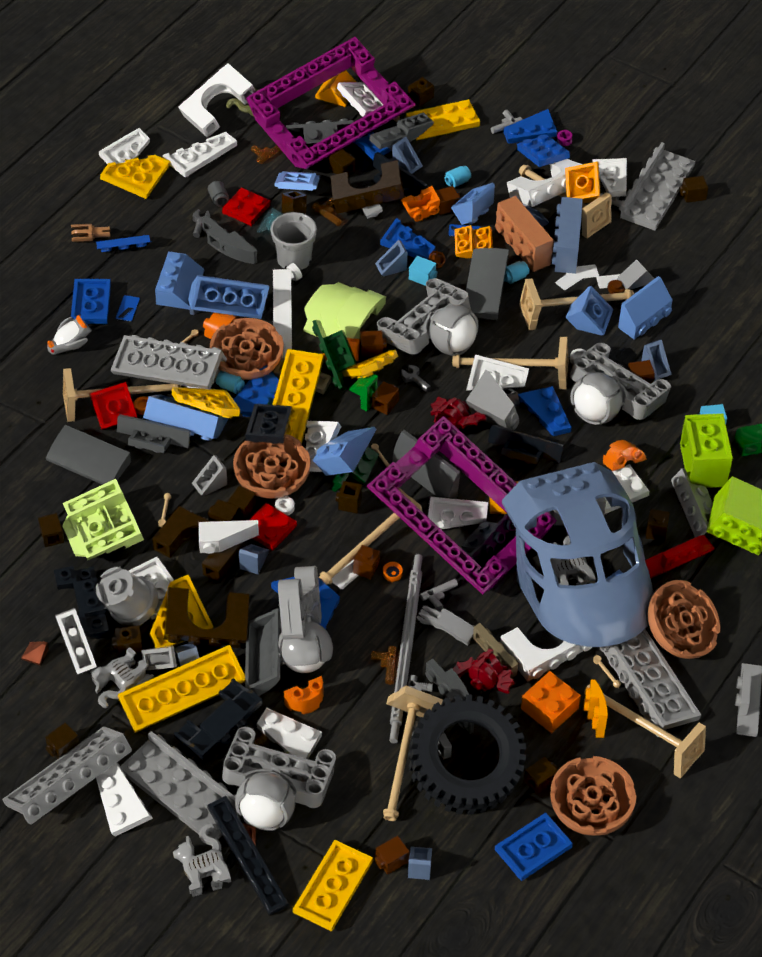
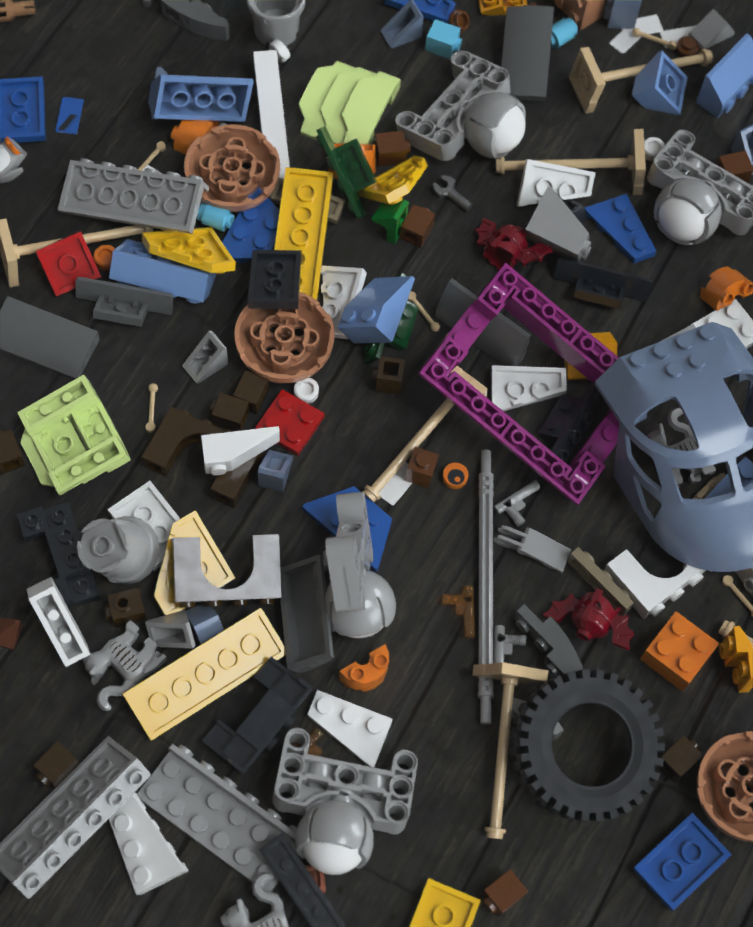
camera: 10 degrees left, 15 degrees up
(123, 243) = (53, 22): blue plate -> none
(176, 280) = (130, 73): medium blue slope -> none
(420, 863) = (541, 897): sand blue slope -> none
(603, 285) = (671, 44): none -> tan hinge

